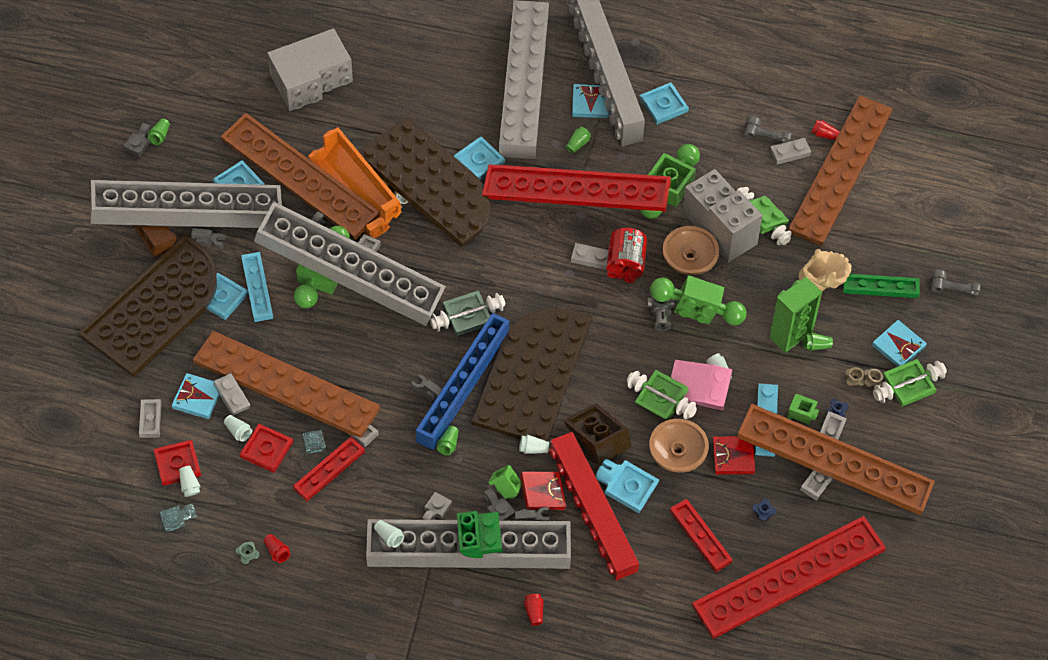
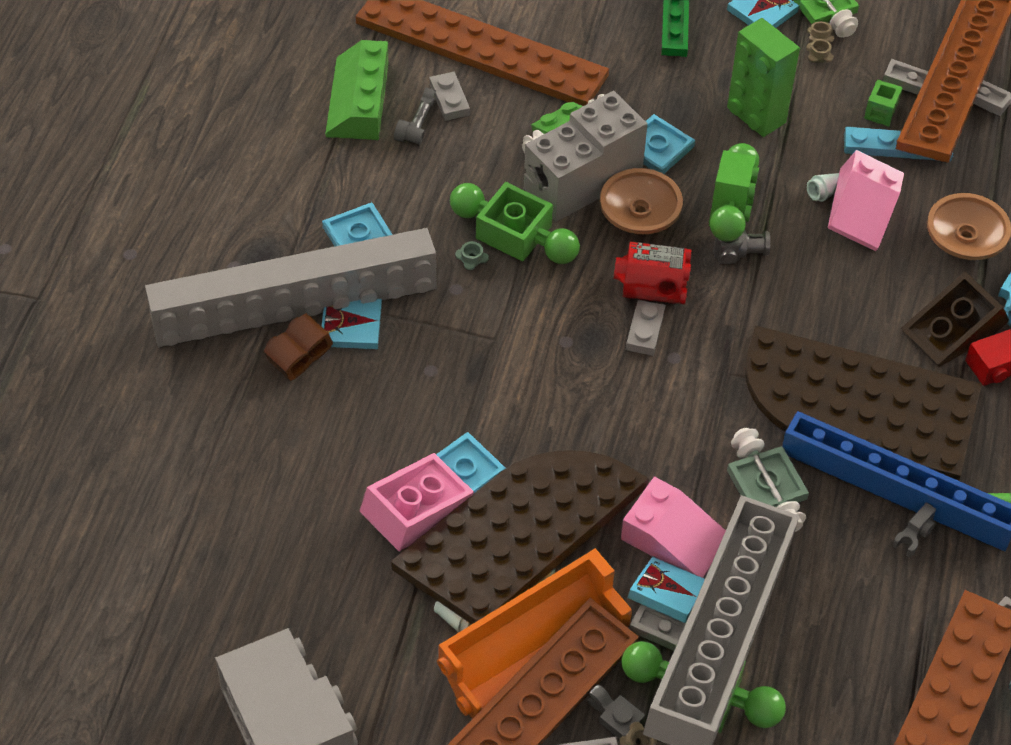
camera: 90 degrees left, 5 degrees down
(391, 248) = (666, 589): none -> medium azure tile
(434, 255) = (672, 528): none -> bright pink slope
(451, 128) = (413, 500): none -> bright pink slope
(524, 80) = (310, 400): light grey brick -> none
(533, 445) = (989, 401): light aqua cone -> none
(565, 70) = (298, 346): none -> reddish brown brick
(577, 187) = (537, 332): red plate -> none
(579, 139) = (432, 335): bright green cone -> none
(646, 157) = (471, 255): none -> sand green plate
(661, 395) = (888, 244): bright green plate -> none
(733, 456) = (960, 176): red tile -> none
(754, 271) = (664, 145): none -> medium azure tile
(786, 100) = (358, 91): none -> bright green slope
(825, 130) = (416, 56): red cone -> none
(826, 269) = (669, 61): tan hair -> none
(836, 404) = (872, 71): dark blue plate -> none

